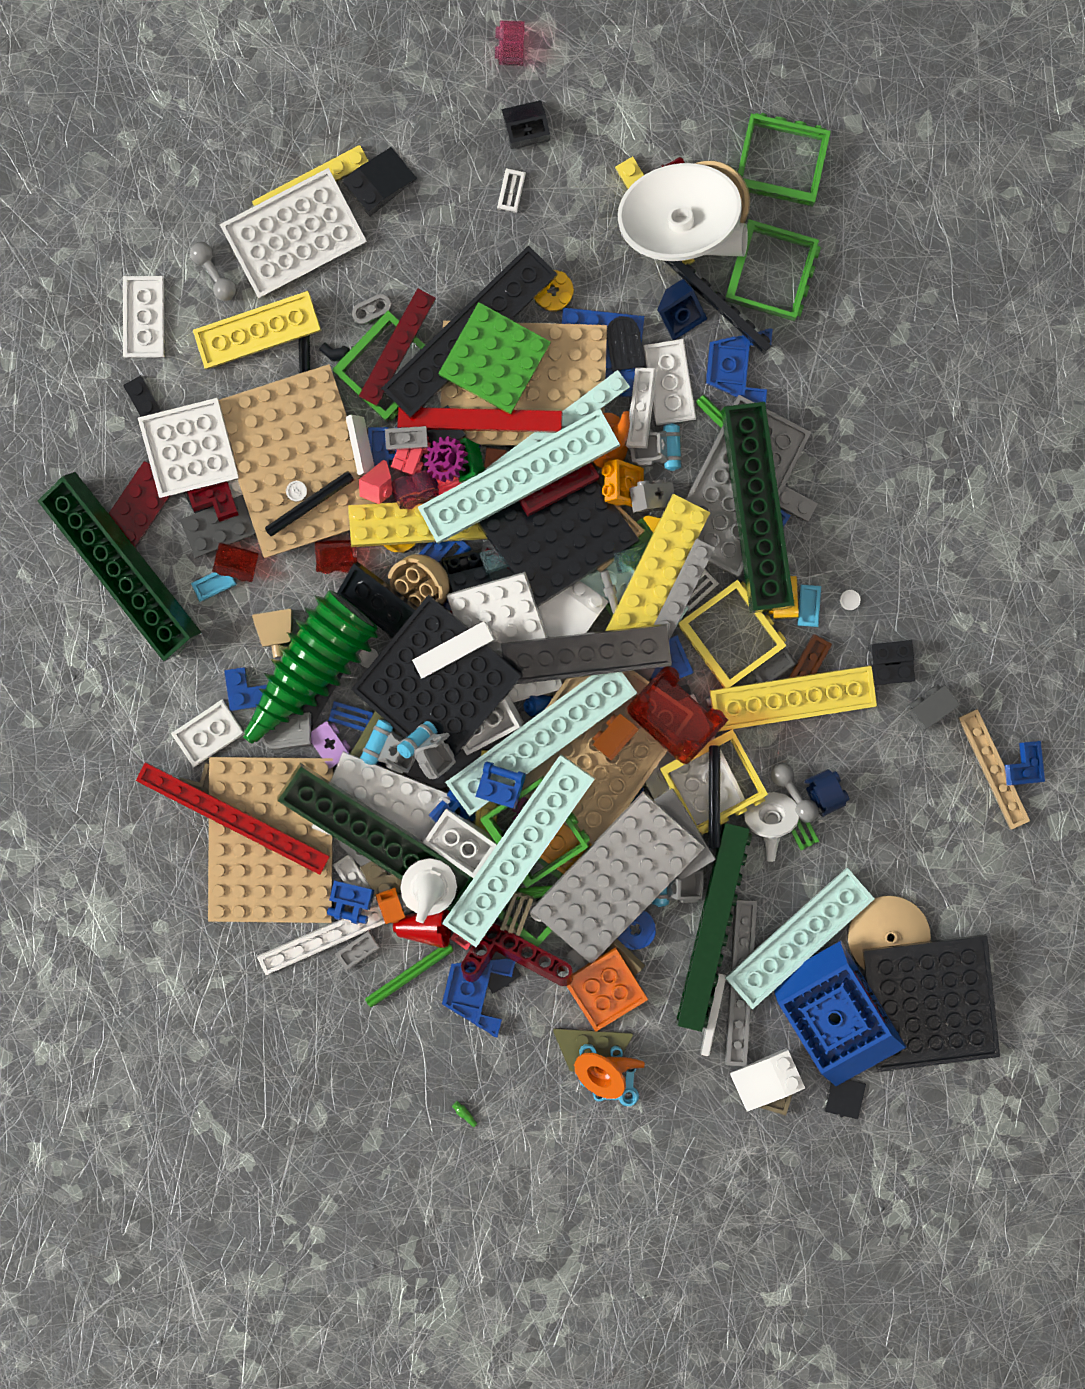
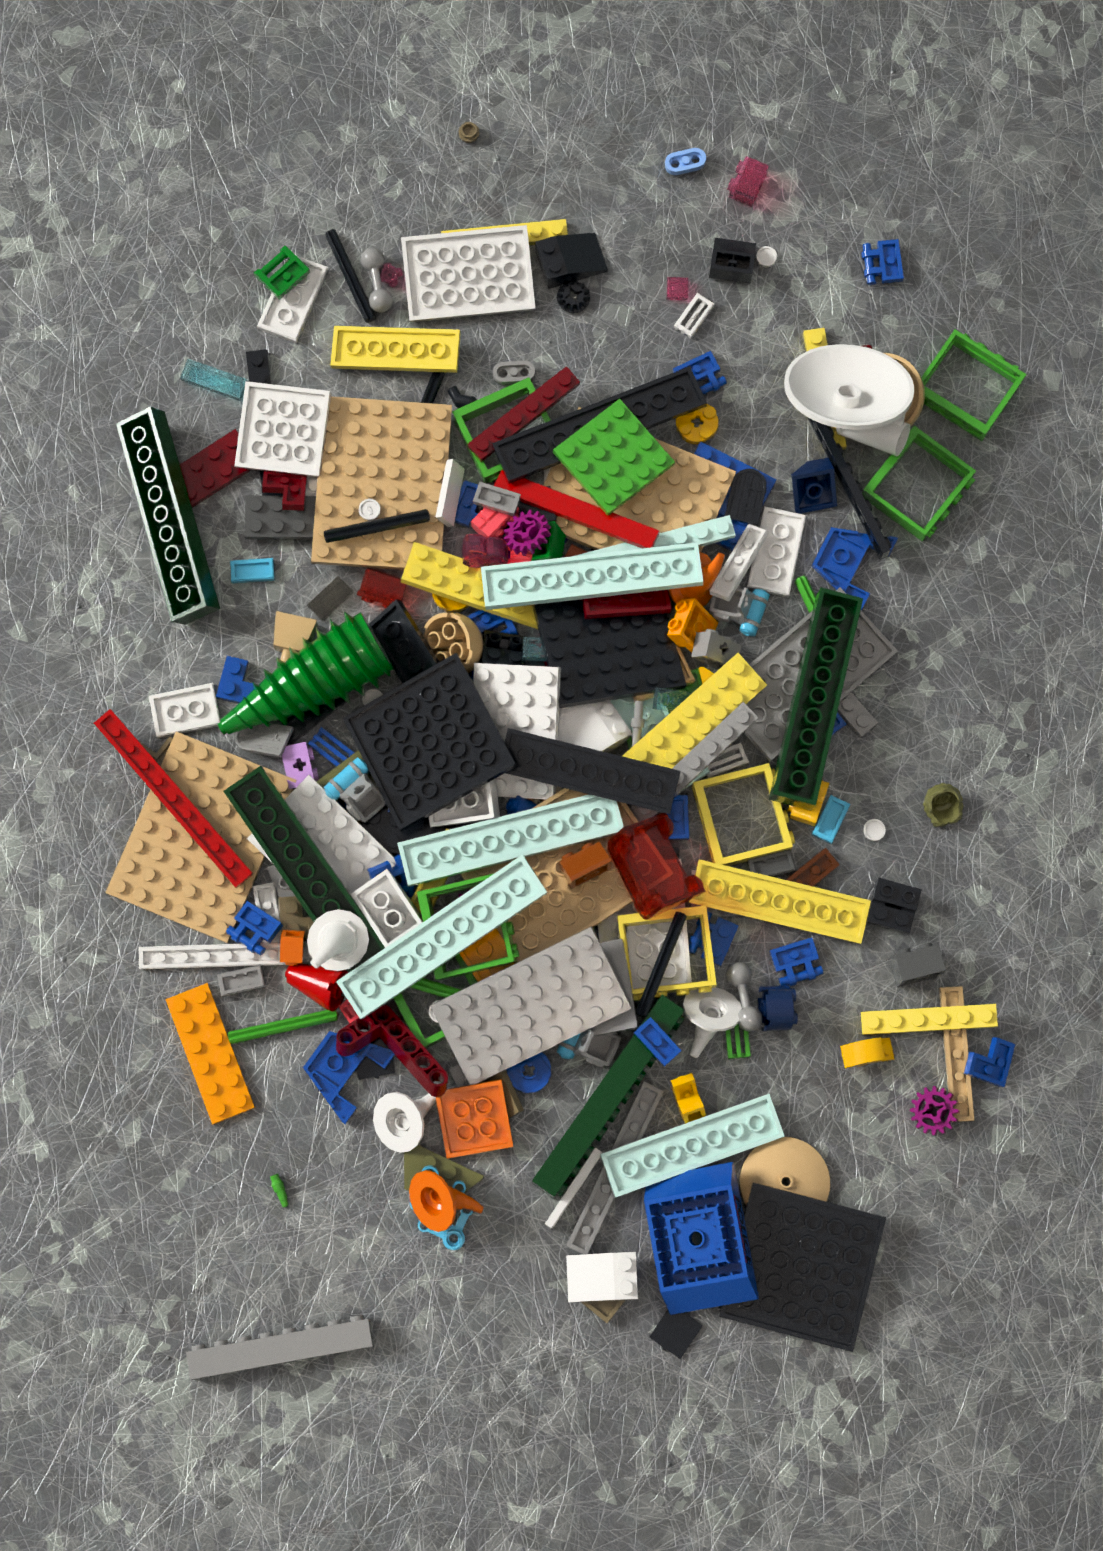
camera: 20 degrees right, 10 degrees down
(105, 422) = (213, 379): none -> clear light blue plate
(130, 302) = (286, 277): none -> green plate
(186, 275) = (350, 275): none -> black axle
(226, 256) = (396, 273): none -> clear pink plate
(235, 562) = (281, 556): clear red bracket -> none
(238, 95) = (468, 132): none -> dark tan plate
(293, 582) = (330, 598): none -> clear smoke tile
(357, 1022) = (210, 1053): none -> light orange plate
(376, 483) = (449, 532): coral slope -> none
(405, 215) = (569, 304): none -> black gear
(428, 749) = (394, 801): light grey piece -> none
(445, 46) = (684, 161): none -> light blue plate
(453, 649) = (458, 714): white tile -> none
(486, 170) = (677, 288): none -> clear pink tile
(499, 792) = (446, 871): blue plate -> none
(511, 928) = (403, 1017): dark tan tile -> none
(520, 1246) = (279, 1349): none -> light grey brick
(539, 237) = (705, 367): none -> blue plate
(544, 1016) = (400, 1120): none -> white piece
(554, 108) = (766, 256): none -> white piece
(668, 70) = (889, 262): none -> blue plate
(738, 866) = (657, 1041): none -> blue plate
(754, 748) = (721, 938): none -> blue plate
(780, 900) = (687, 1098): none -> yellow brick
(822, 739) = (794, 955): none -> blue plate
(902, 555) = (943, 804): none -> olive hair
(917, 799) = (867, 1052): none -> yellow brick
(959, 749) = (929, 1019): none -> light yellow plate
(987, 819) = (938, 1120): none -> magenta gear

